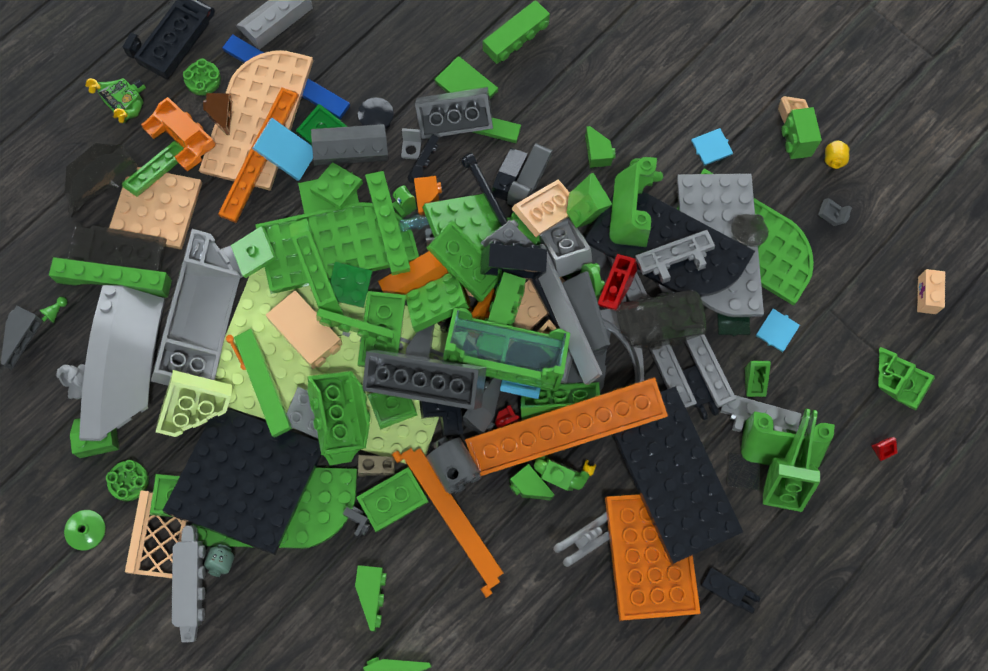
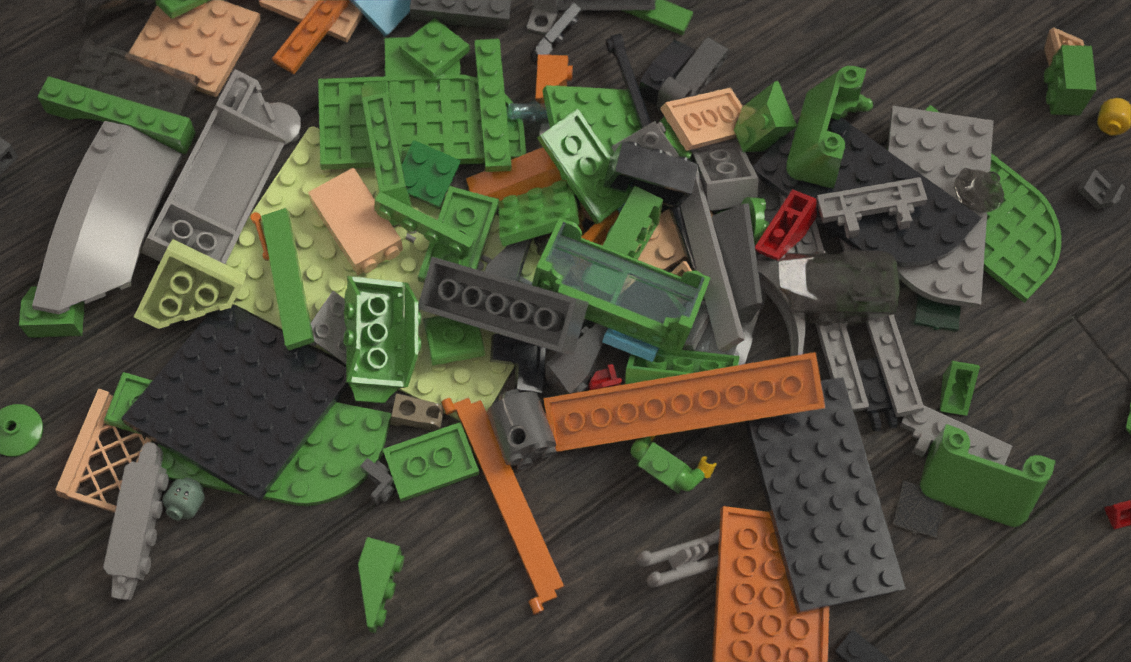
camera: 10 degrees right, 5 degrees down
(51, 311) = (30, 146): bright green piece -> none
(73, 378) = (38, 231): light grey hair -> none
(127, 480) = (83, 374): bright green tile -> none
(253, 252) = (309, 112): plate -> none
(404, 202) = (521, 82): bright green leg -> none
(530, 485) = (621, 475): bright green slope -> none
(598, 149) = (791, 58): bright green slope -> none
(712, 146) = (945, 81): medium azure piece -> none
(777, 330) = (997, 331): medium azure piece -> none
(793, 482) = (984, 531): bright green slope -> none

